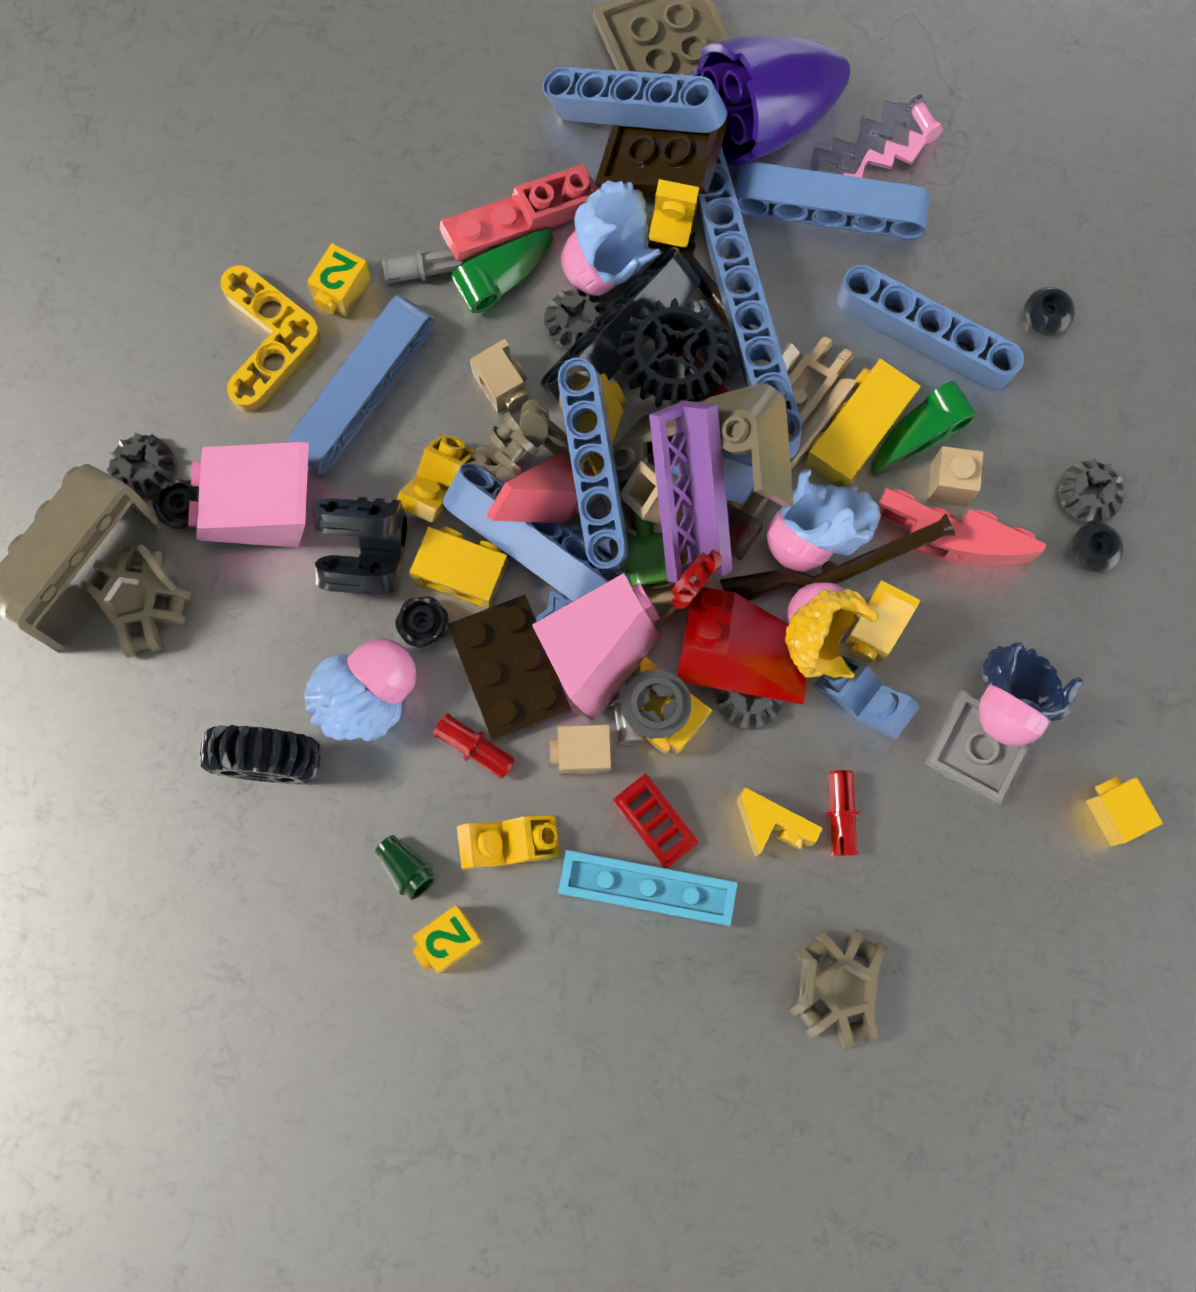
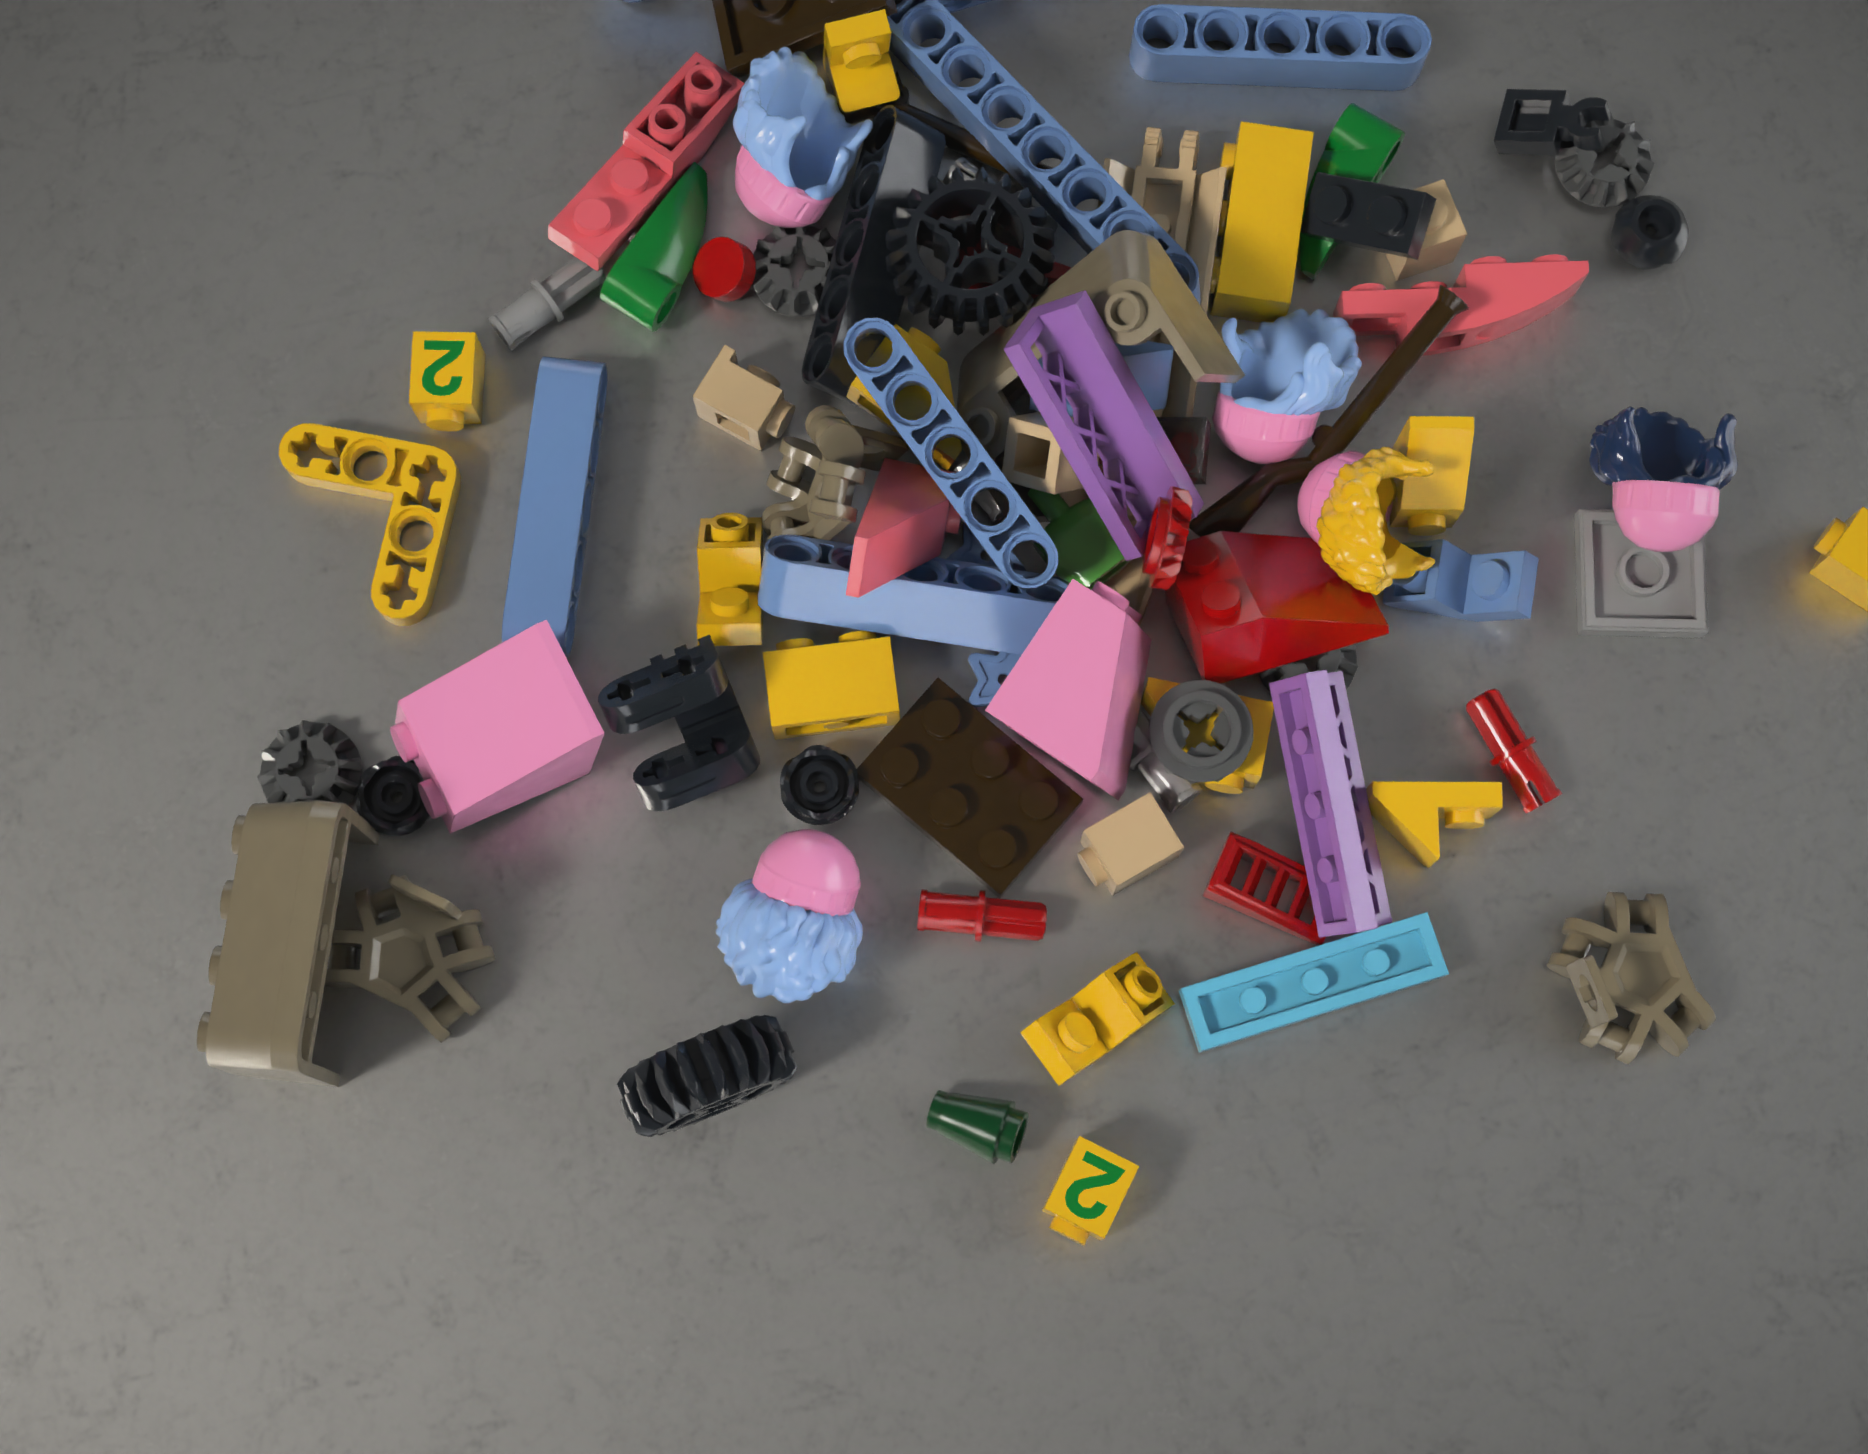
camera: 25 degrees left, 0 degrees up
(532, 297) = (724, 269): none -> red tile
(707, 787) = (1330, 803): none -> medium lavender fence
(925, 450) = (1368, 215): none -> black plate
(1066, 447) = (1541, 119): none -> black plate

